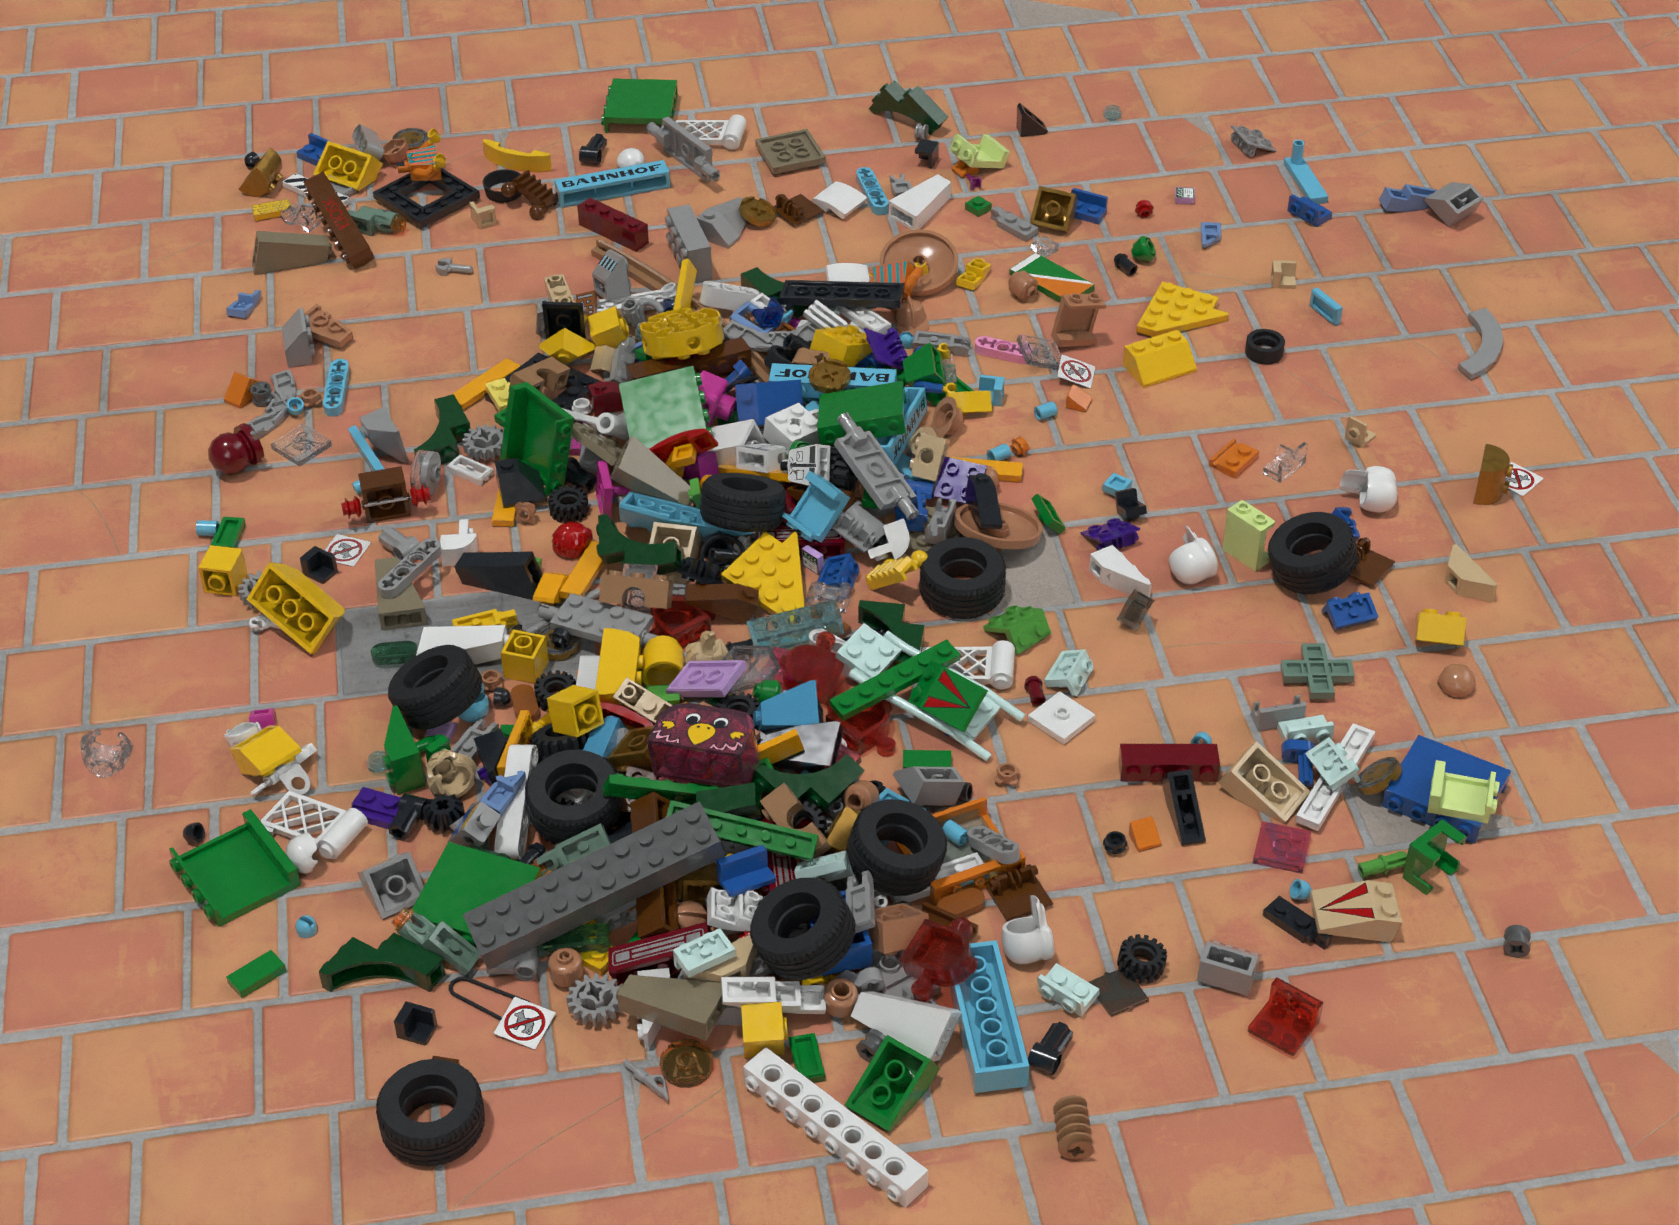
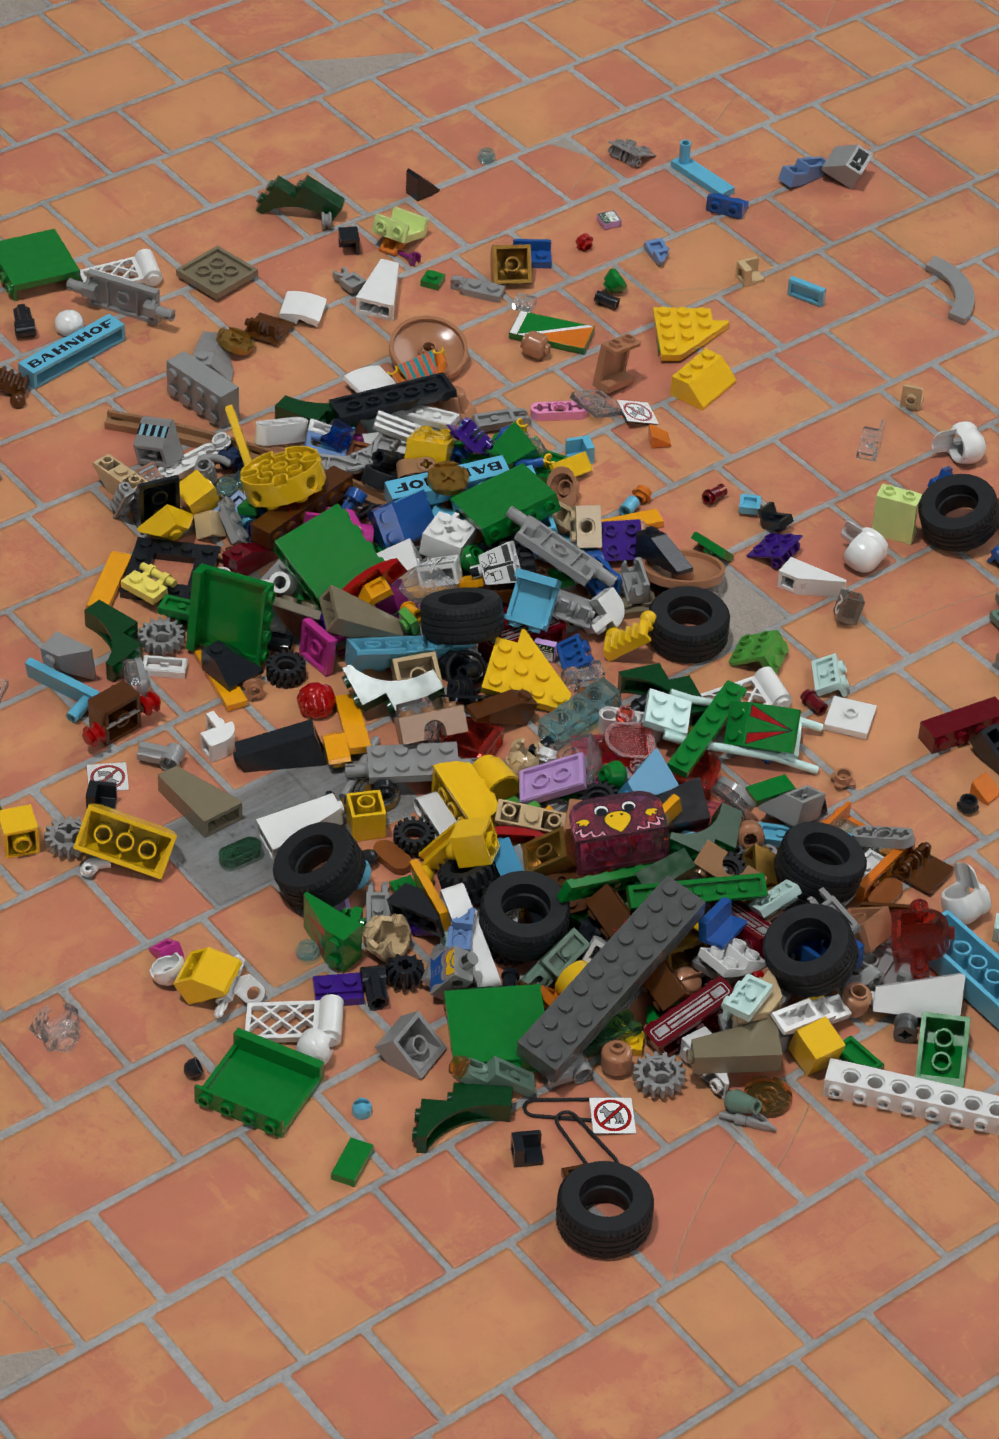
camera: 30 degrees left, 0 degrees up
(392, 584) = (201, 771): light grey beam -> none
(487, 618) = (299, 795): yellow hinge -> none
(491, 1037) = (588, 1130): none -> black piece
(545, 373) = (175, 561): medium nougat arch -> none
(613, 224) = (108, 391): dark red brick -> none
(649, 1057) = (740, 1102): none -> sand green cone
(718, 652) = (547, 754): none -> white plate
(734, 459) = (425, 580): none -> clear plate
(872, 190) = (309, 281): medium azure beam -> none
(873, 754) = (733, 794): none -> clear piece
(974, 274) = (479, 346): yellow slope -> none
(1045, 410) = (639, 455): medium azure hinge -> none
(1089, 466) = (711, 495): none -> dark red pin
(1201, 735) = (978, 697): medium azure hinge -> none
(1234, 458) = (825, 451): orange plate -> none
(1265, 337) = (780, 351): black tyre -> none

